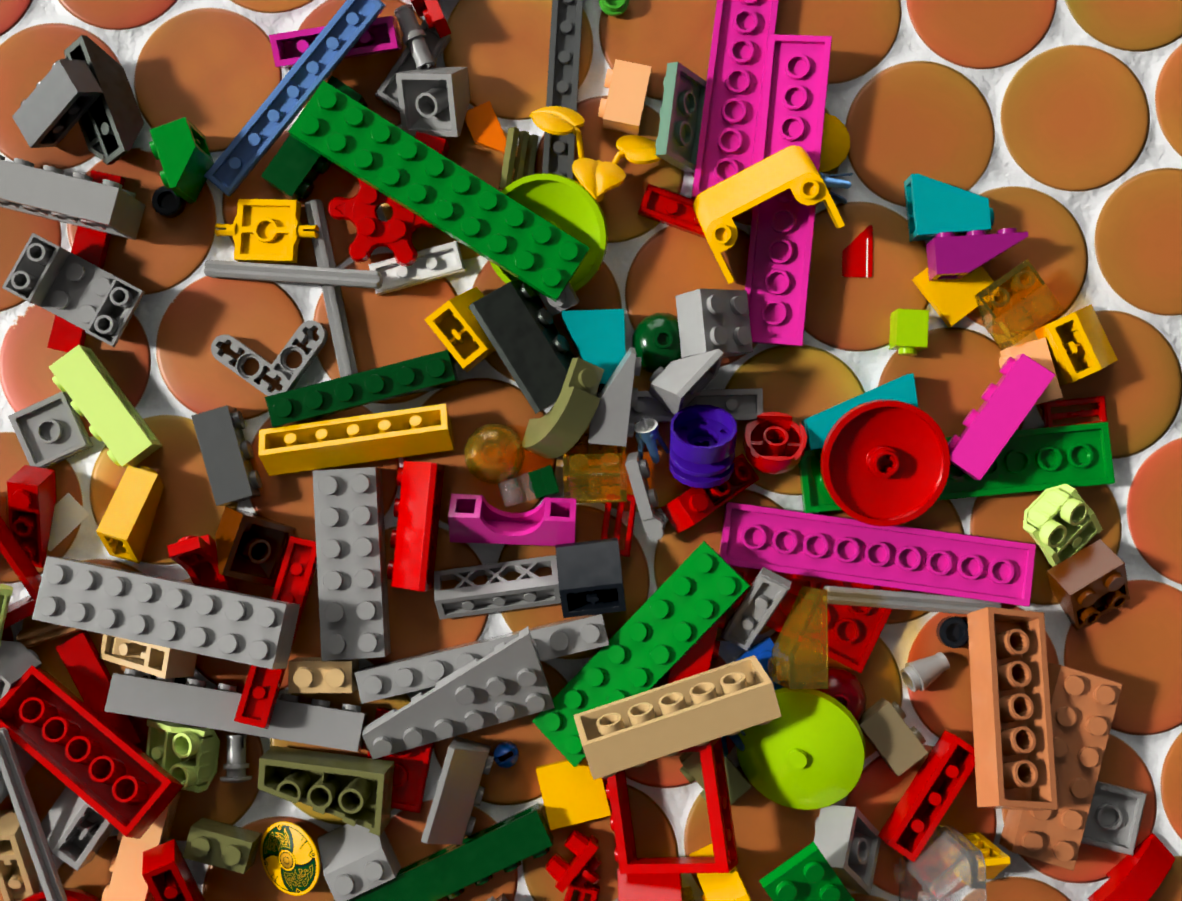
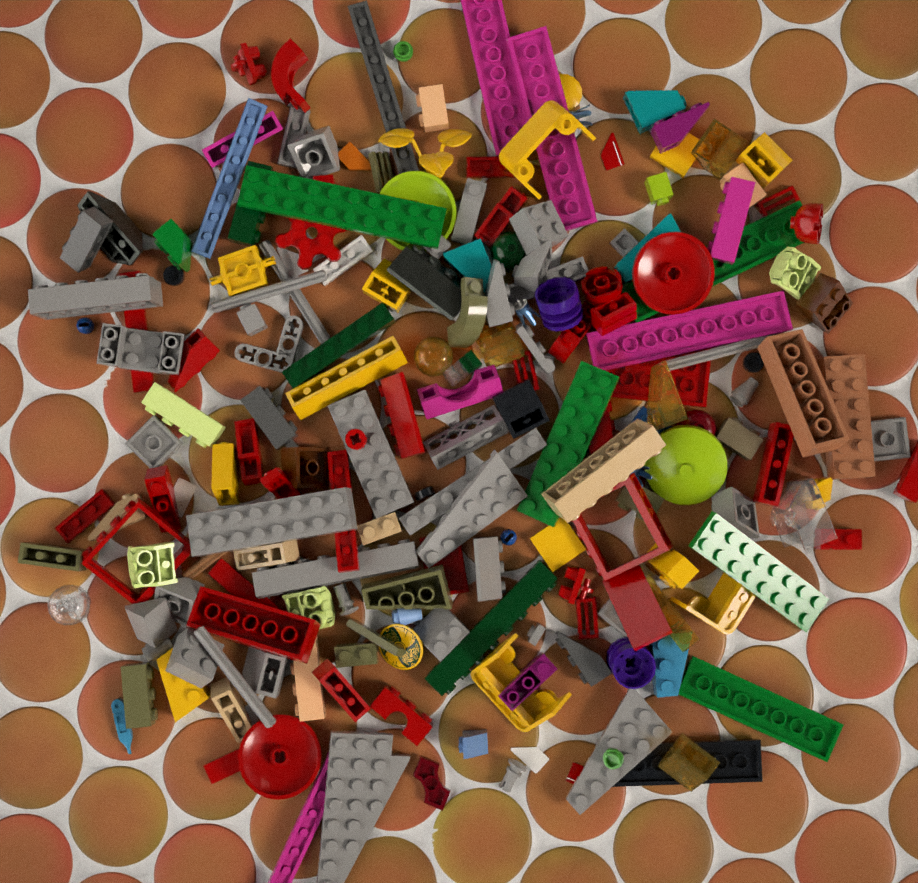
camera: 20 degrees left, 0 degrees up
(13, 233) = (85, 329): none -> blue hinge
(150, 327) = (195, 355): none -> red slope
(179, 494) = (249, 451): none -> red slope
(254, 305) = (251, 319): none -> light grey brick
(257, 833) = (375, 637): none -> olive tile
(310, 819) = (406, 616): none -> light blue cone
(338, 536) = (358, 441): none -> red wheel
(341, 239) = (290, 261): none -> white sticker
(408, 647) = (424, 493): none -> black tile
(414, 37) = (289, 118): light grey pin -> none
(623, 263) = (469, 211): none -> light grey slope
(662, 288) = (499, 217): none -> red slope
(680, 117) = (471, 108): plate -> none
(755, 609) = (627, 391): light grey tile -> none
(776, 490) = (613, 314): none -> red brick
(829, 390) = (623, 242): none -> light grey plate
(1109, 461) = (808, 223): none -> red cylinder

